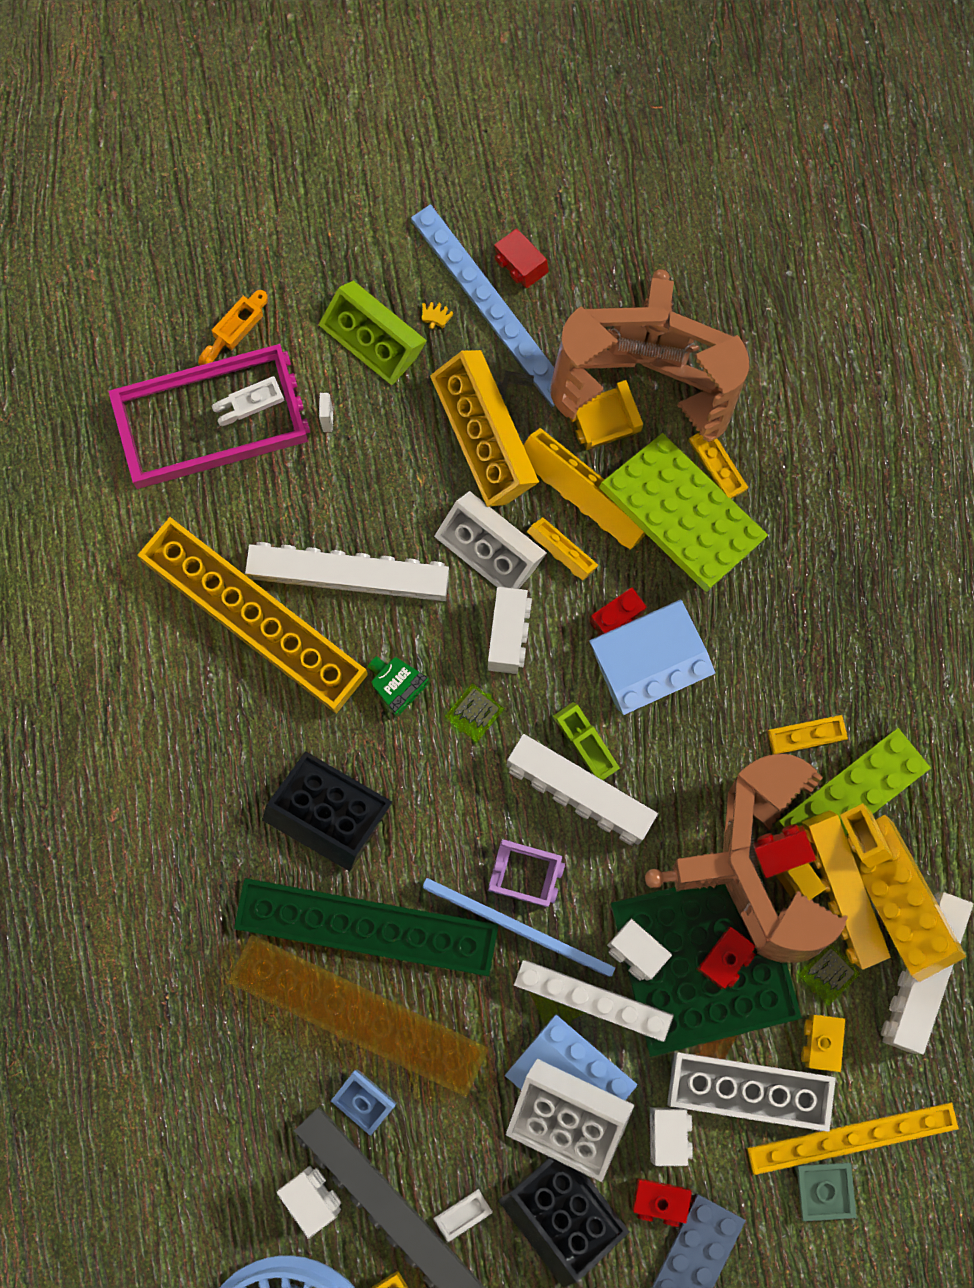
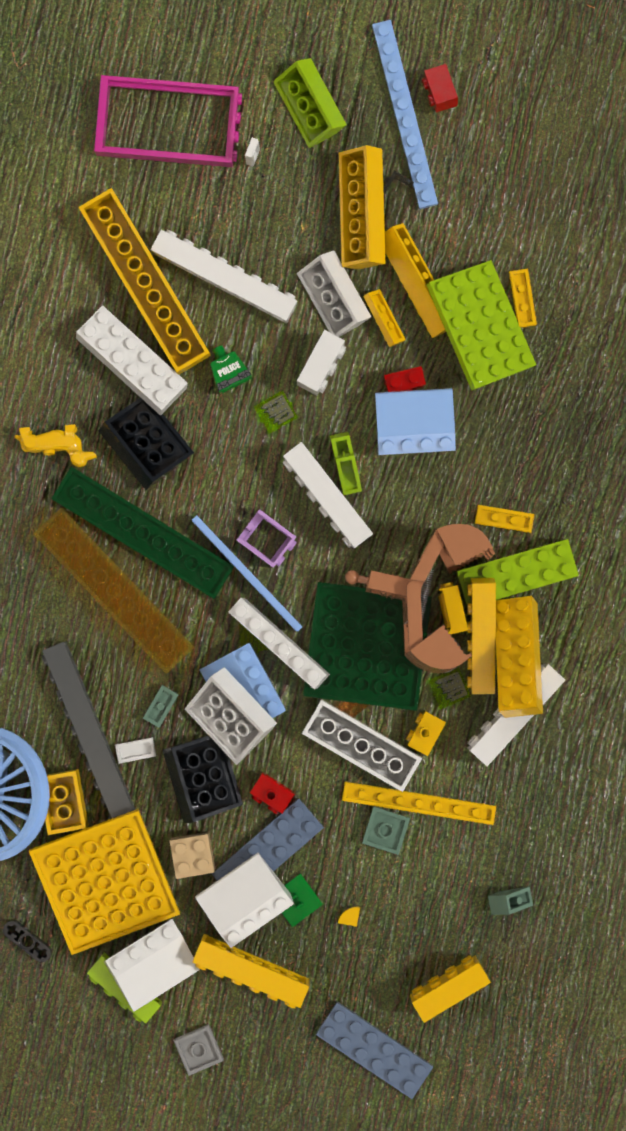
camera: 25 degrees right, 10 degrees up
(213, 854) = (56, 441): none -> yellow animal
(231, 328) = (208, 60): light orange piece -> none
(249, 401) = (200, 122): white hinge -> none
(271, 716) = (131, 360): none -> white brick
(310, 1200) = (35, 700): white brick -> none
(363, 1102) = (96, 649): light blue slope -> none
(434, 316) = (361, 108): yellow piece -> none
(474, 1143) = (160, 706): none -> sand green plate
(608, 417) = (454, 232): yellow panel -> none
(638, 950) = (322, 622): white brick -> none
(653, 328) = (503, 184): nougat piece -> none
(669, 1136) = (293, 753): white brick -> none
(727, 958) = (381, 650): red brick -> none
(784, 850) = (448, 593): red brick -> none
(865, 836) = (509, 605): yellow brick -> none

